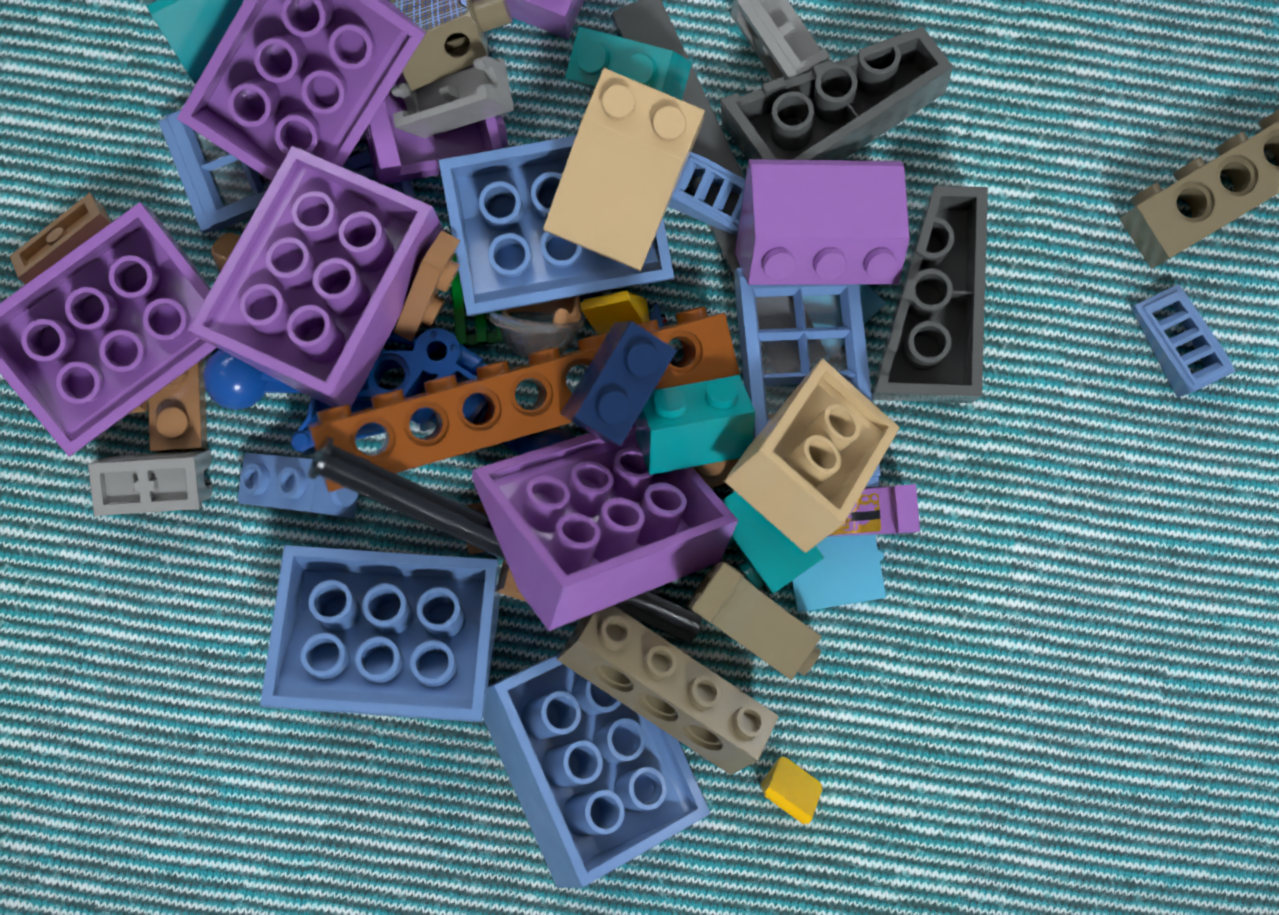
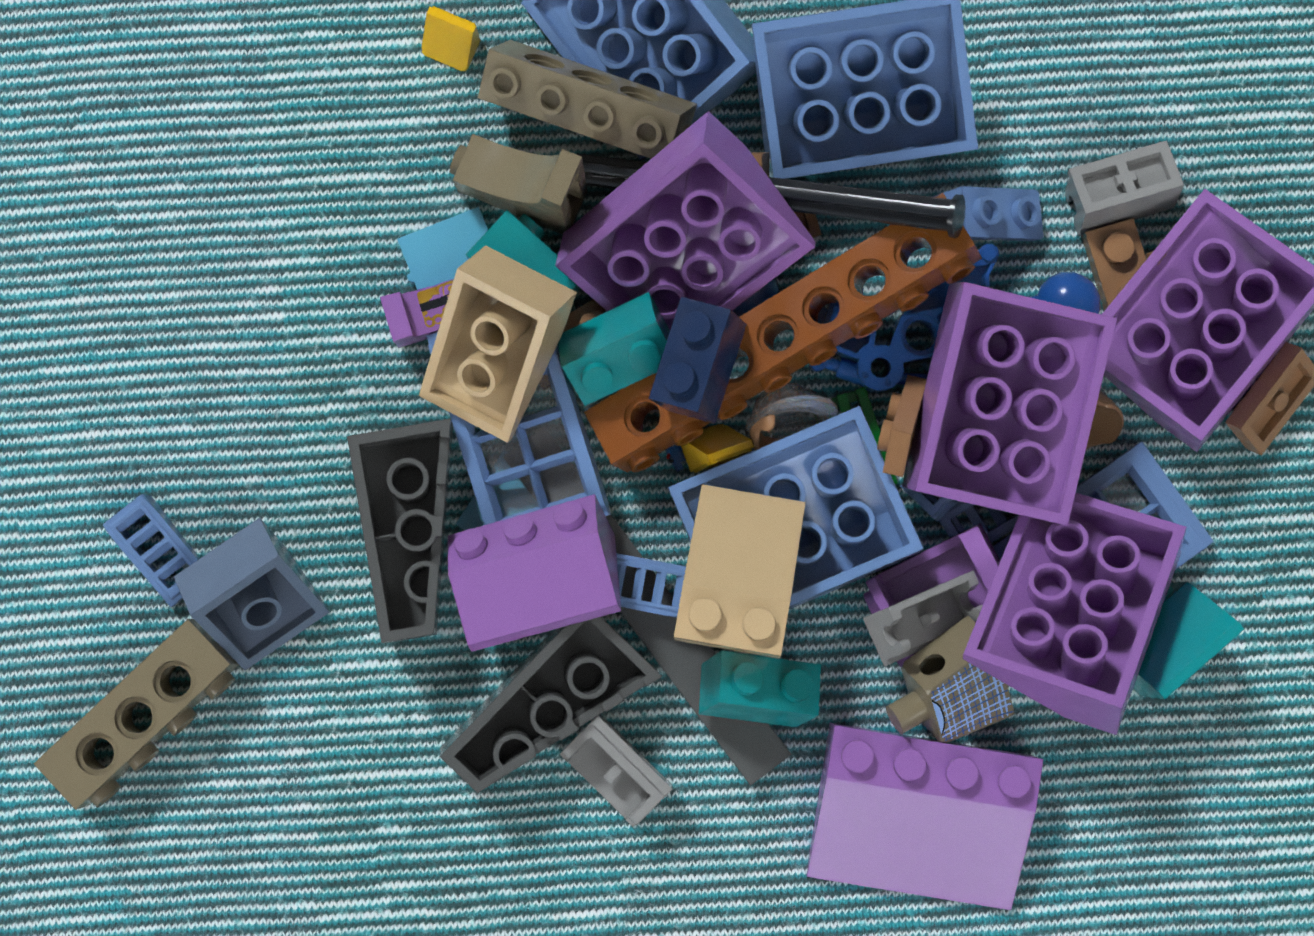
camera: 170 degrees right, 0 degrees up
(1103, 274) = (250, 594): none -> sand blue slope

